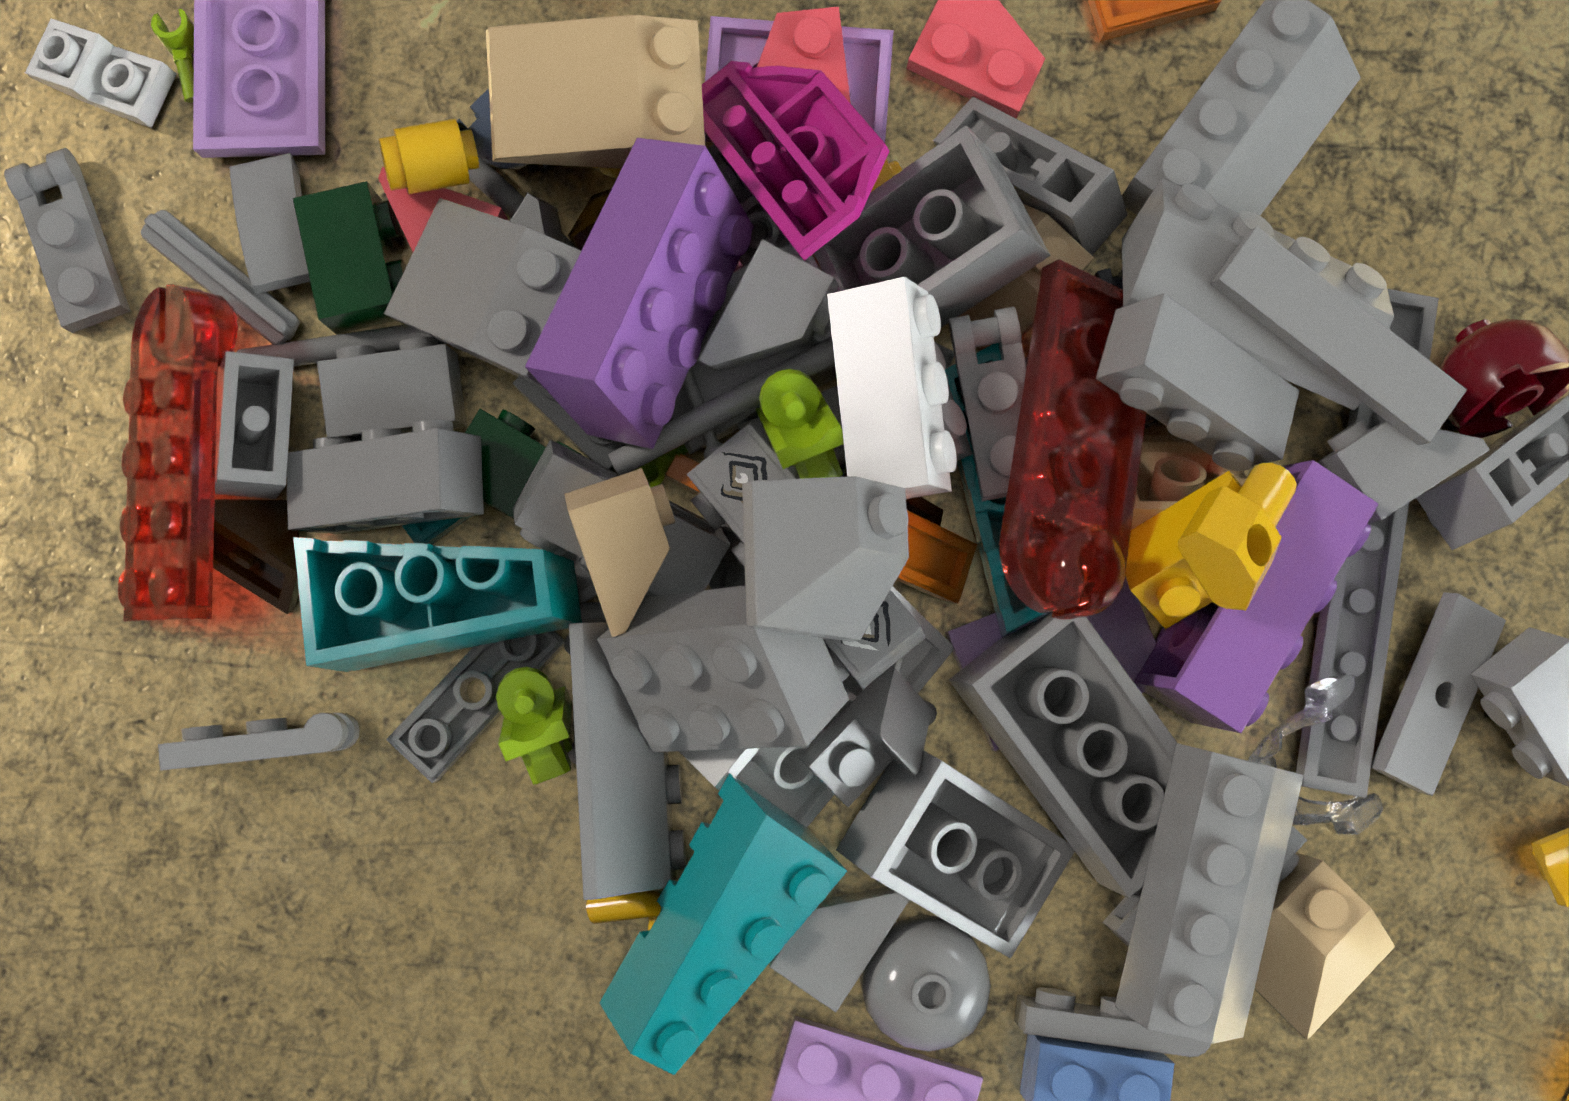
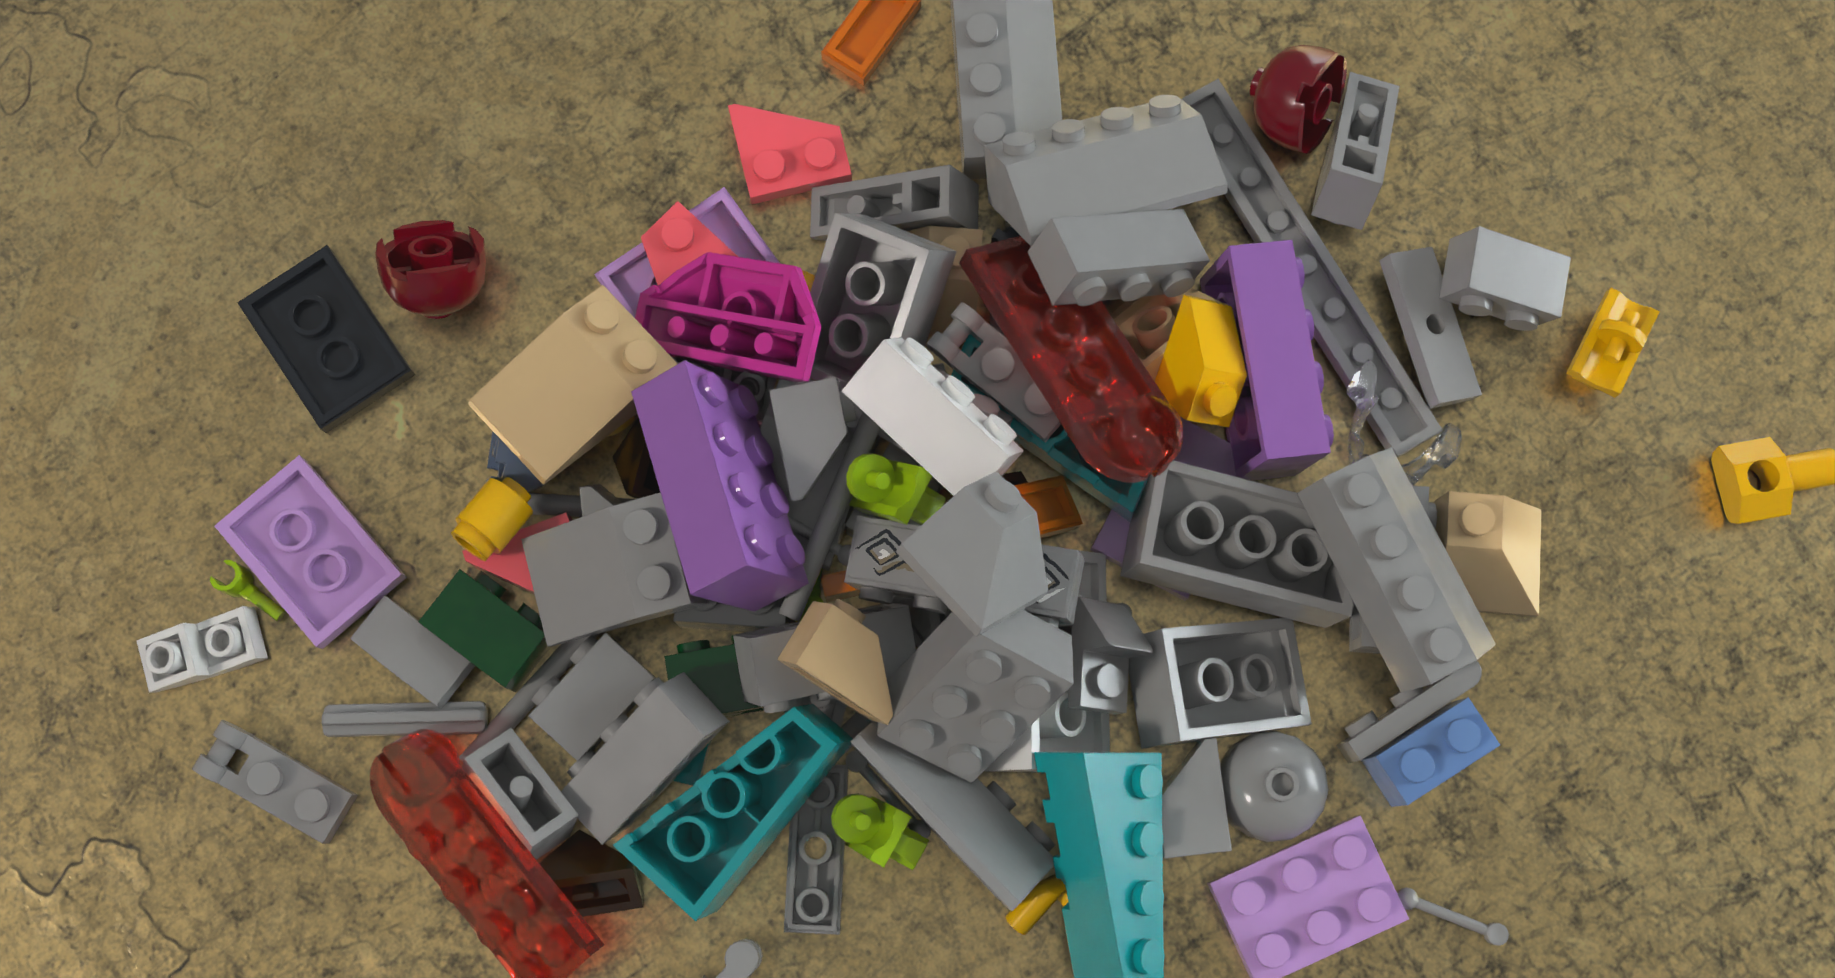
camera: 40 degrees left, 5 degrees down
(1236, 535) = (1222, 332): yellow piece -> none
(1338, 336) = (1178, 156): light grey tile -> none
(1395, 468) = (1280, 202): light grey slope -> none

